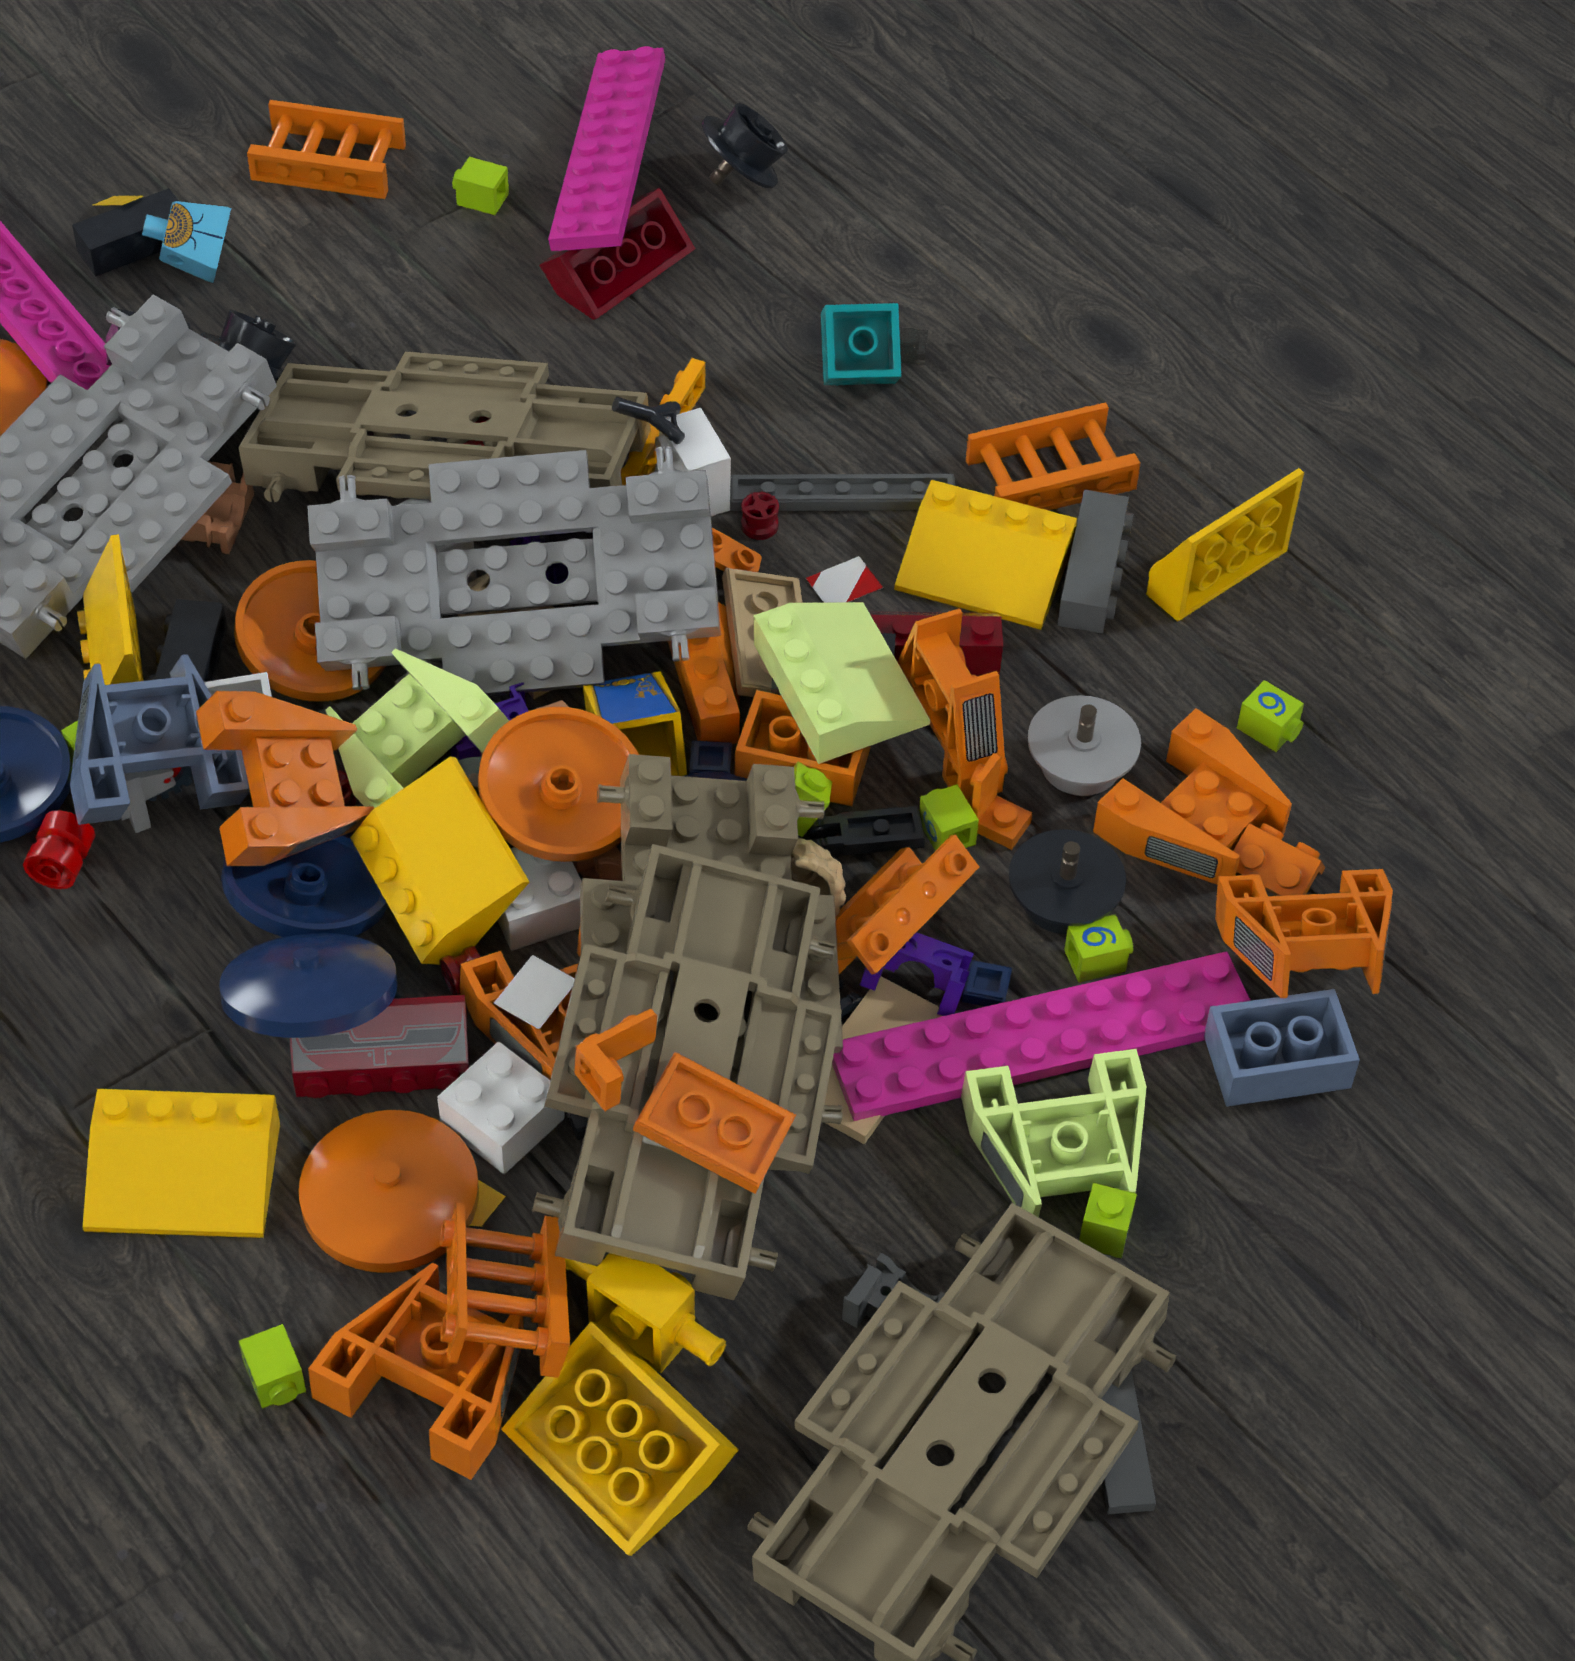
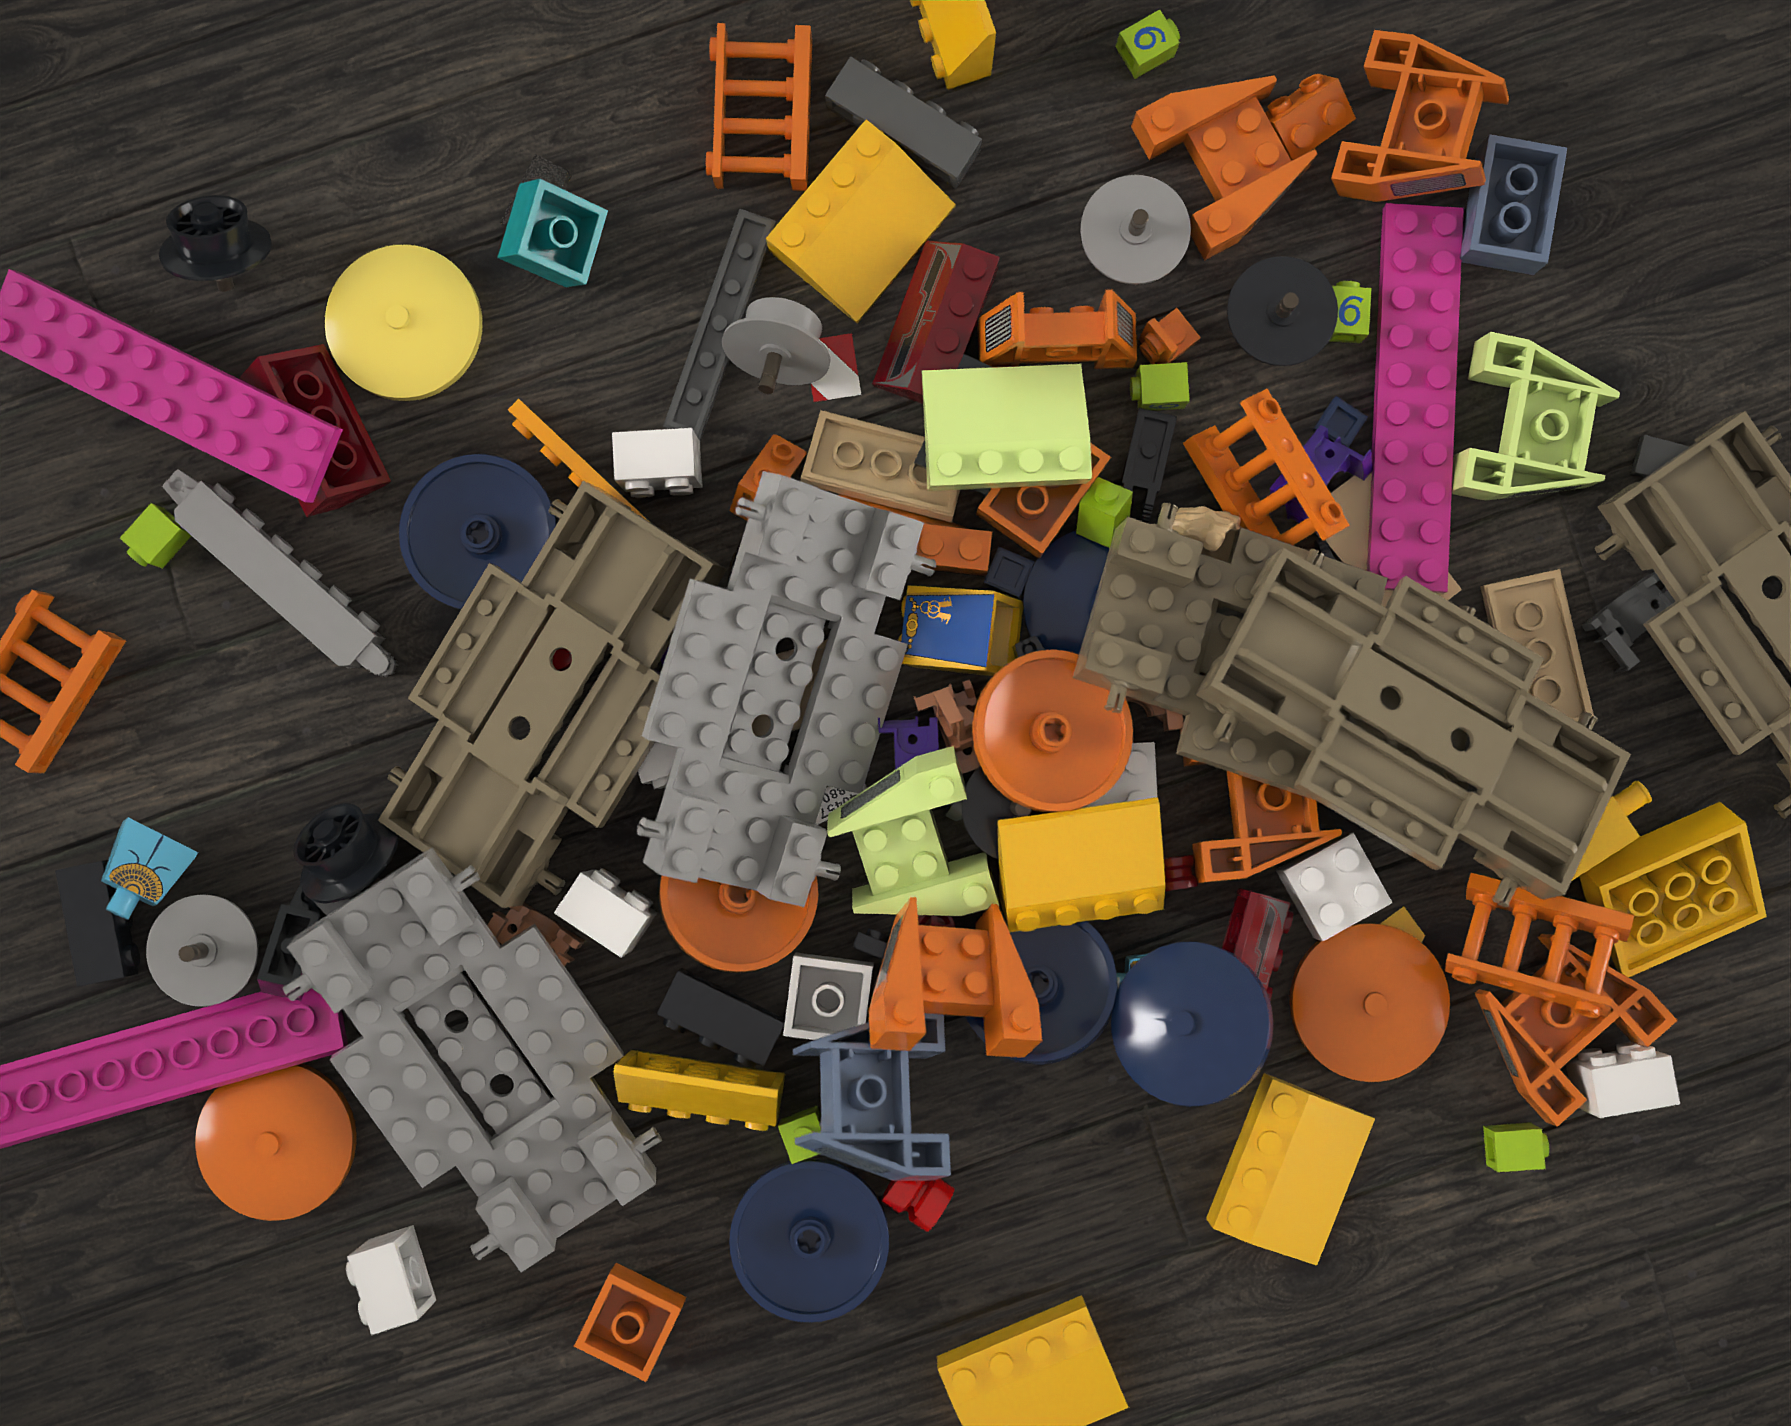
camera: 60 degrees left, 35 degrees up
(118, 200) = (43, 925): yellow sticker -> none
(127, 283) = (202, 950): none -> light grey piece
(260, 533) = (607, 911): none -> white brick
(383, 1431) = (1623, 1079): none -> white brick
(479, 265) = (277, 576): none -> light grey hinge
(535, 992) = (1254, 825): white sticker -> none
(583, 353) = (471, 516): none -> dark blue dish
(598, 1056) = (1422, 811): orange bracket -> none
(654, 415) = (623, 486): black piece -> none
(714, 1122) = (1502, 731): orange tile -> none
(738, 291) = (403, 322): none -> light yellow dish
(760, 515) = (728, 409): dark red wheel -> none
(834, 1232) = (1538, 617): none -> tan tile
(841, 514) = (777, 344): none -> light grey piece
(1107, 1219) = (1620, 424): lime brick -> none

